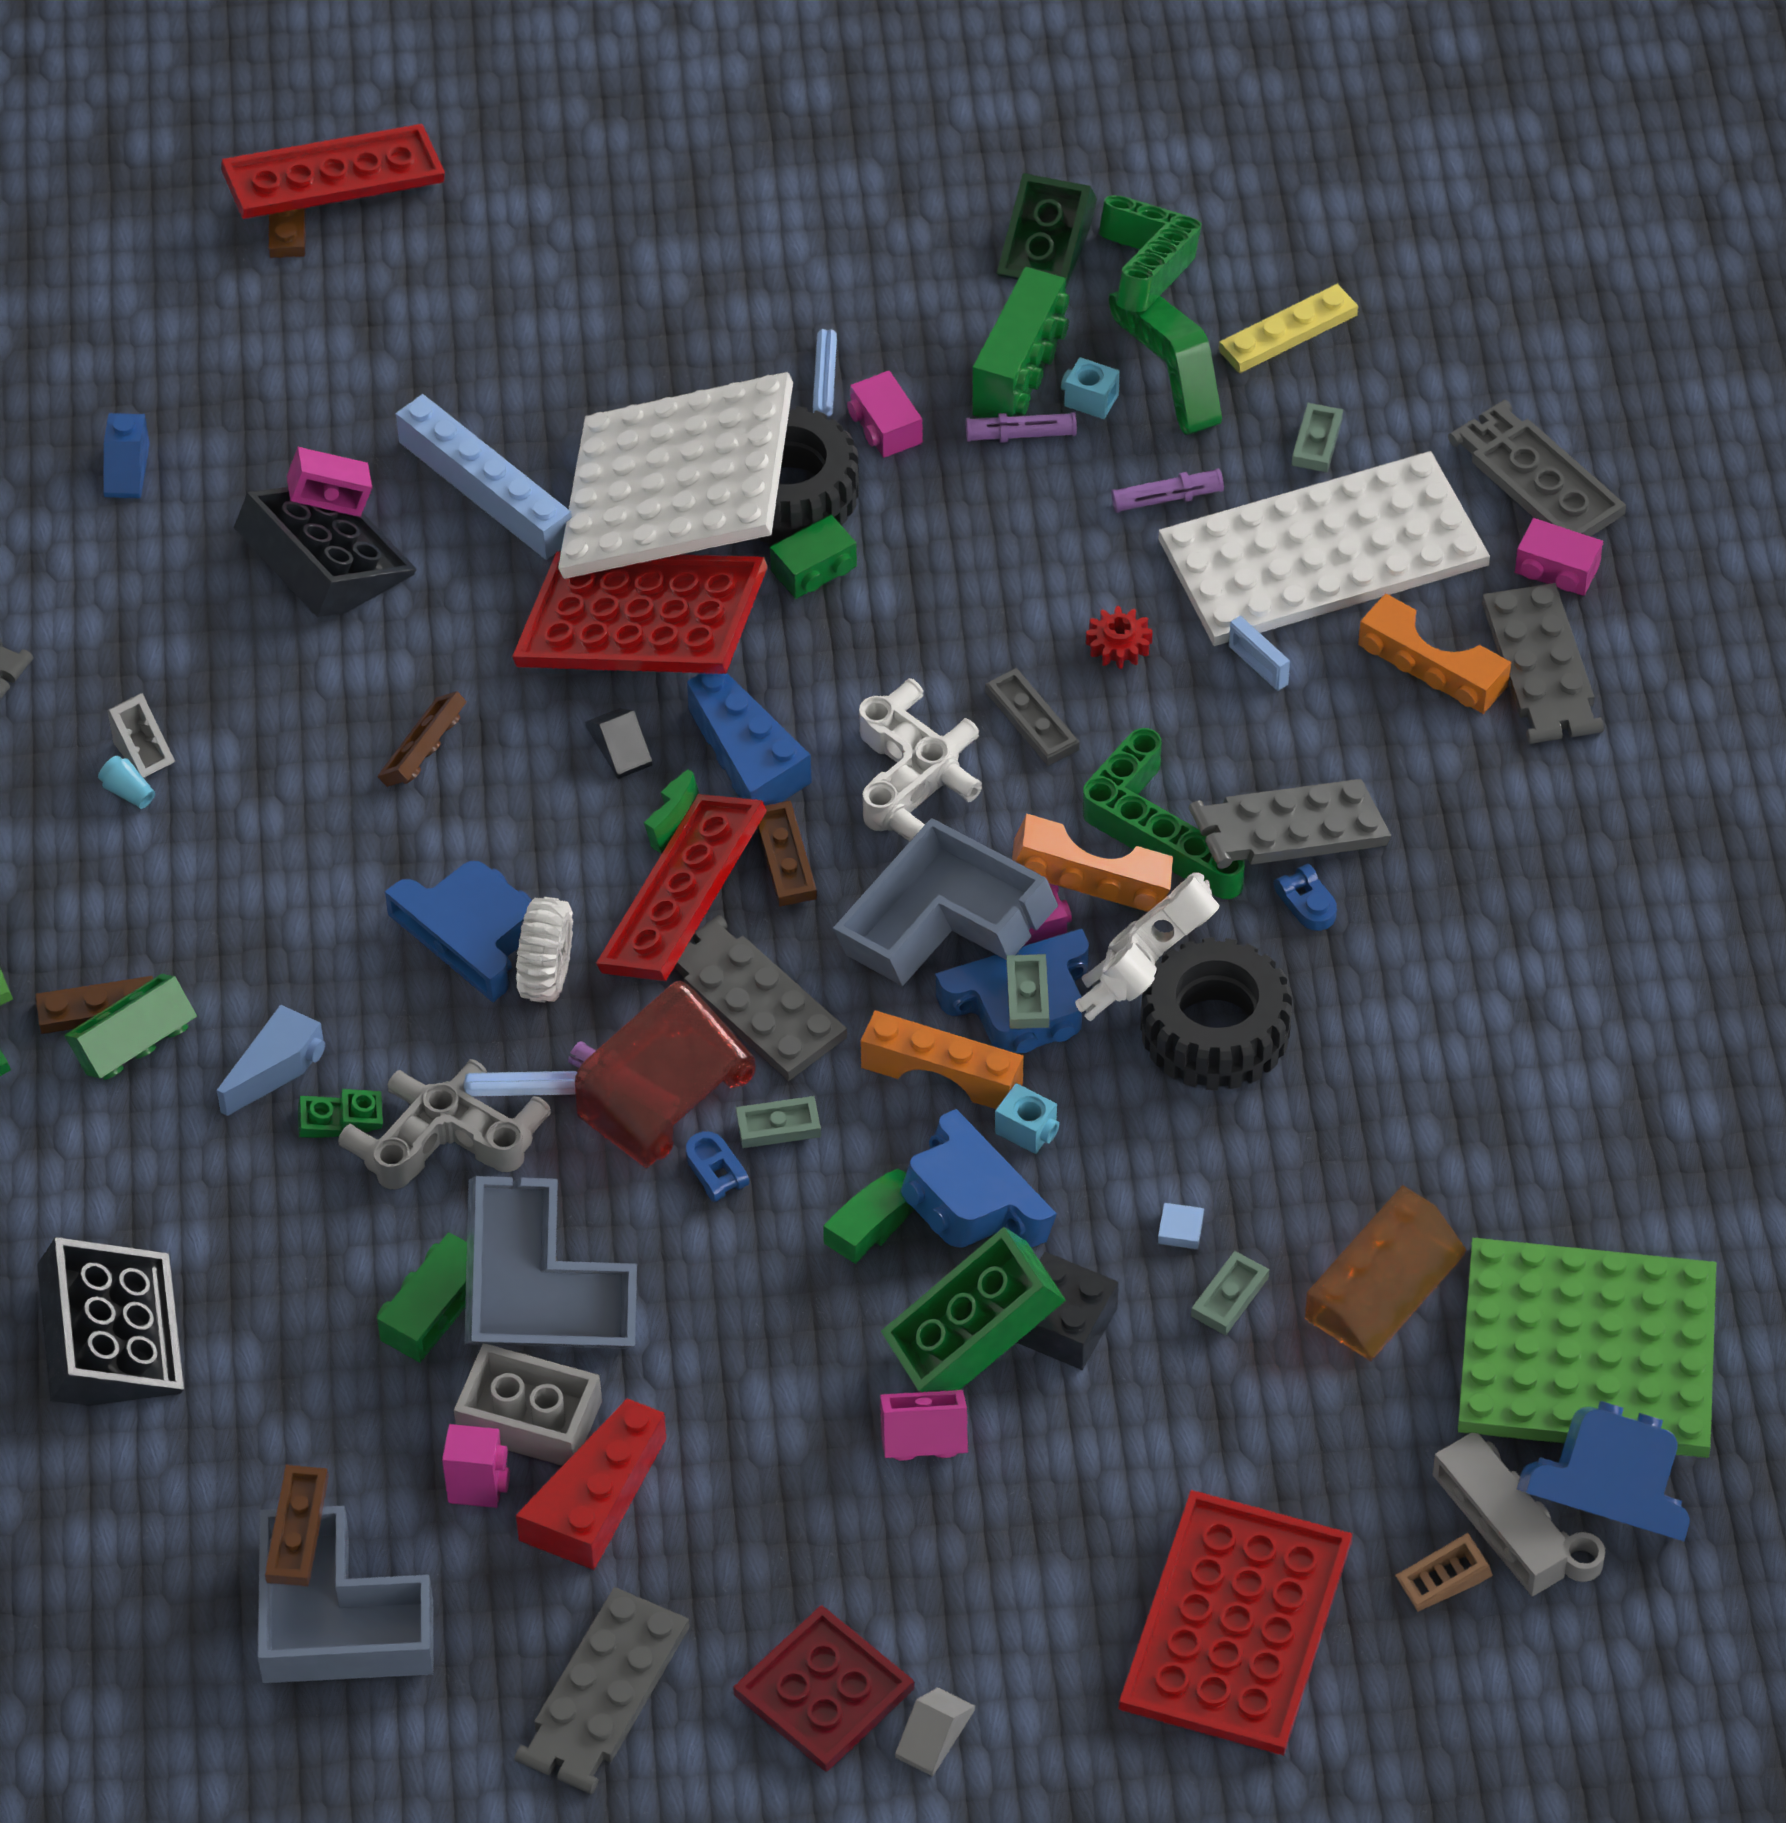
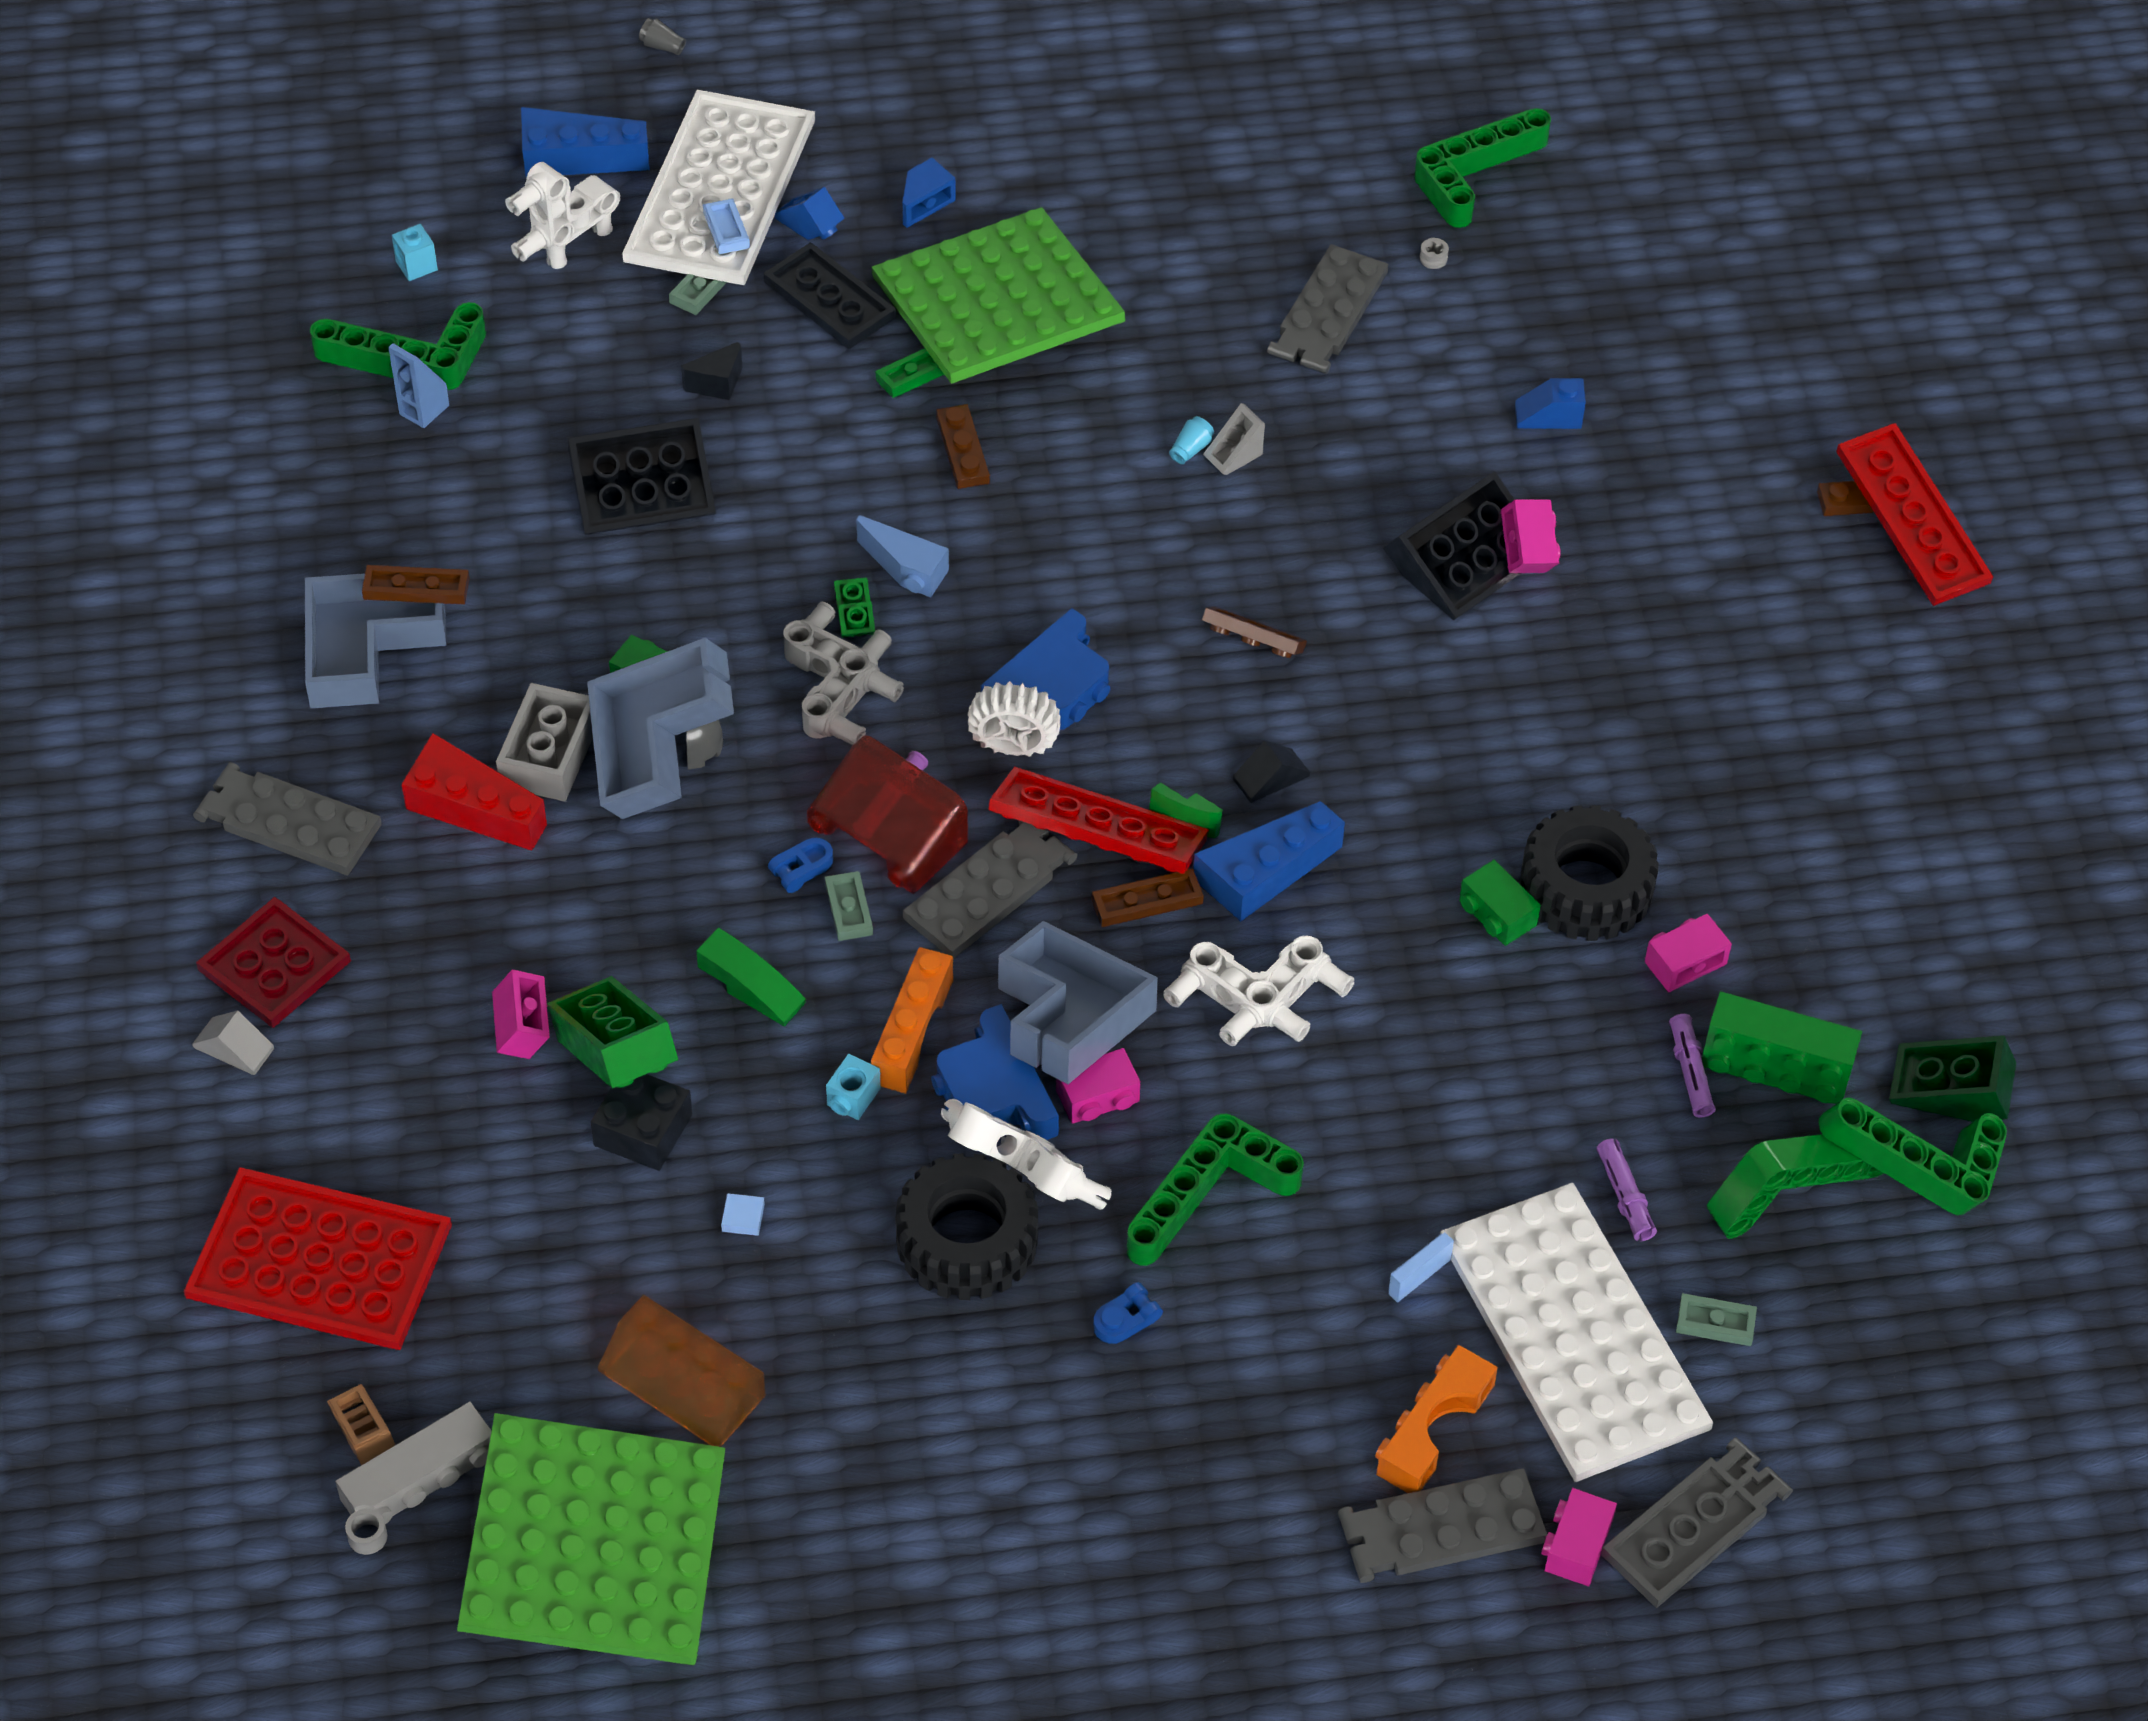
camera: 85 degrees right, 0 degrees up
(131, 1027) = (927, 460): brick -> none
(475, 1466) = (485, 706): dark pink brick -> none
(483, 475) = (1560, 652): light blue brick -> none
(520, 1083) = (878, 710): light blue axle -> none
(643, 616) = (1400, 765): red plate -> none
(677, 475) = (1557, 774): white plate -> none
(825, 371) = (1739, 906): light blue axle -> none
(971, 1190) = (768, 1039): blue brick -> none
(1027, 991) = (973, 1066): sand green plate -> none
(1032, 716) = (1330, 1087): dark grey tile -> none
(1091, 387) = (1744, 1131): medium azure brick -> none
(1119, 637) = (1428, 1149): red gear -> none
(1134, 880) = (1125, 1162): orange arch -> none
(1230, 1293) = (664, 1250): sand green plate -> none
(1288, 328) = (1869, 1298): light yellow plate -> none
(1291, 823) = (1201, 1290): dark grey hinge -> none
(1613, 1471) = (428, 1538): blue brick -> none

